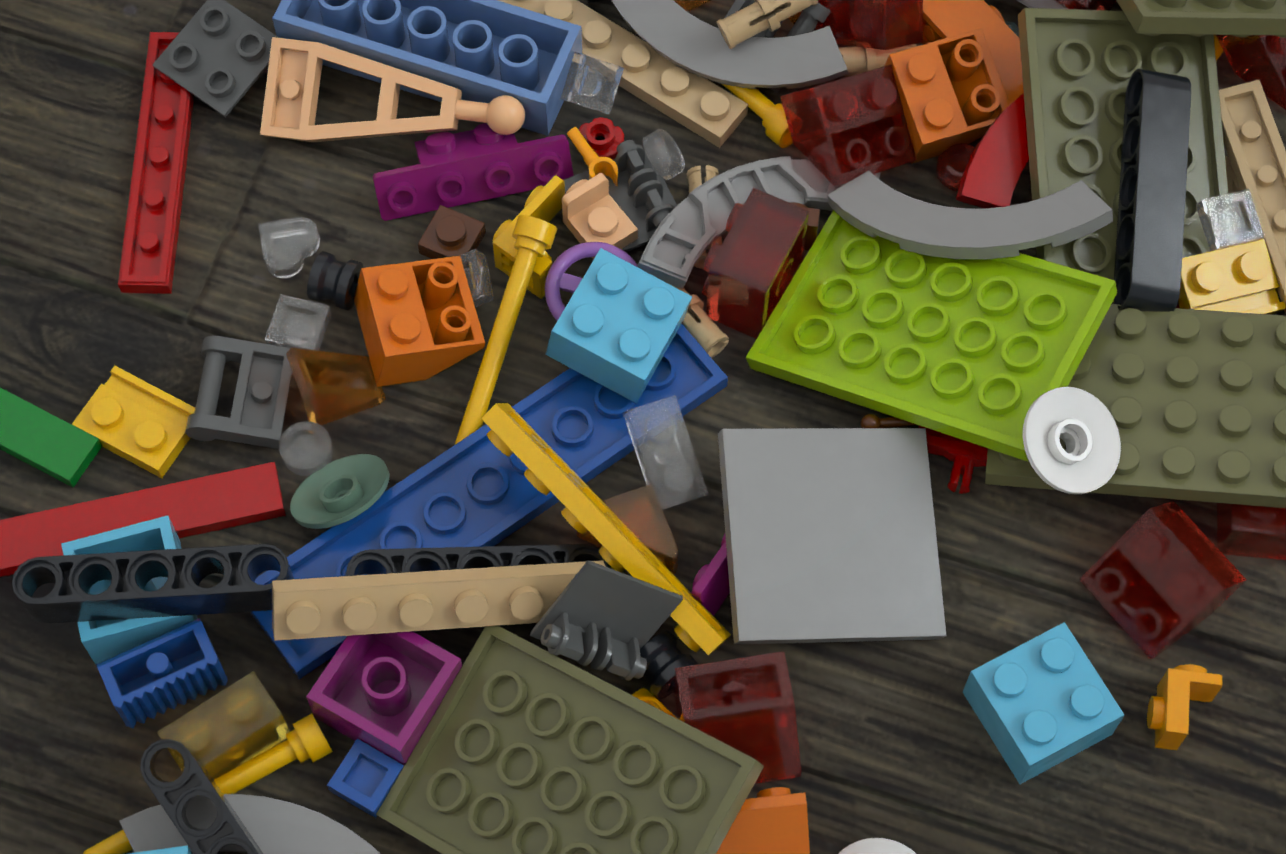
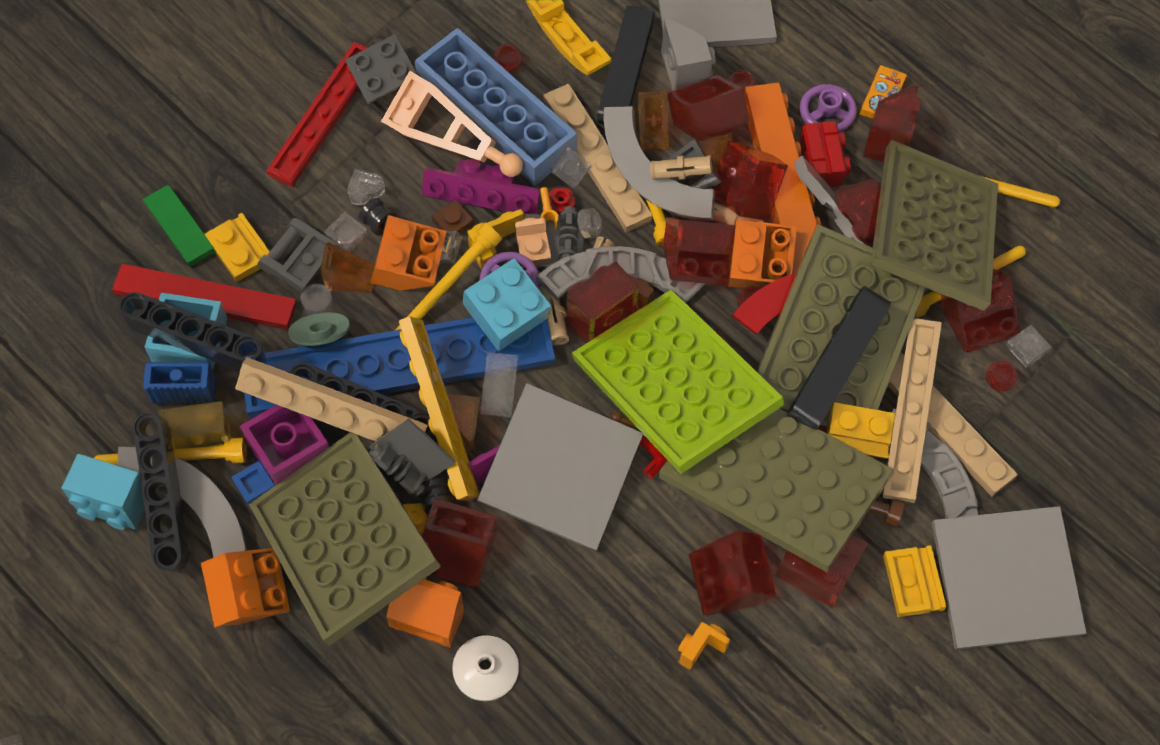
camera: 25 degrees right, 0 degrees up
(968, 232) = (725, 337): light grey tile -> none
(1042, 702) = (626, 609): medium azure brick -> none
(1089, 437) = (722, 469): white dish -> none
(1229, 220) = (878, 393): clear plate -> none

